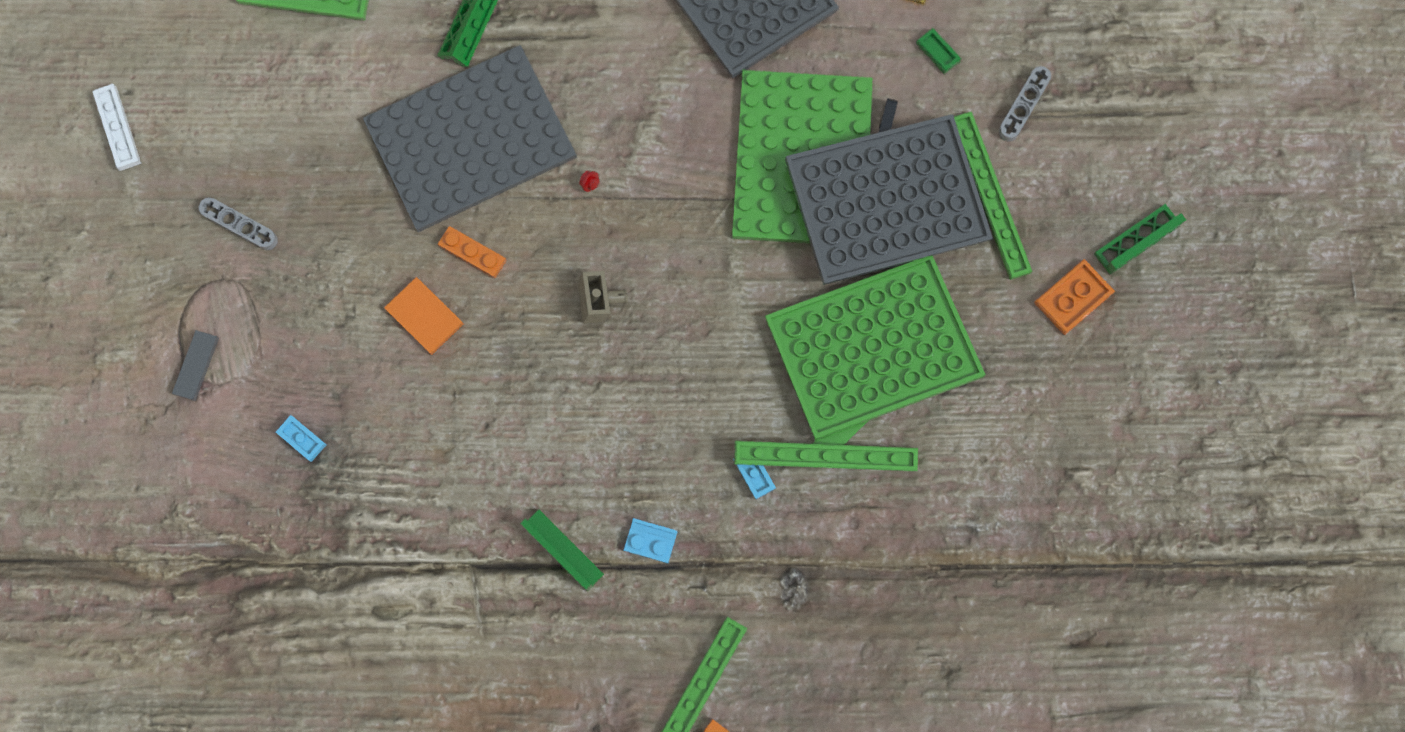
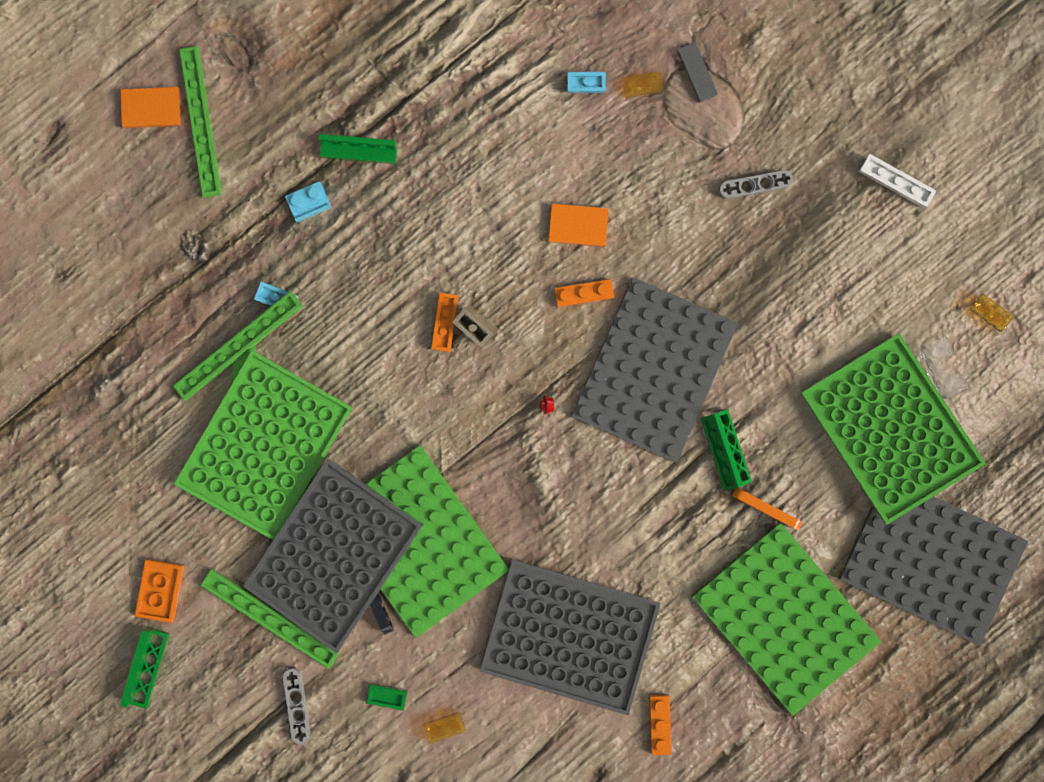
camera: 140 degrees right, 10 degrees up
(253, 395) = (642, 84): none -> clear yellow plate
(618, 325) = (443, 324): none -> orange plate

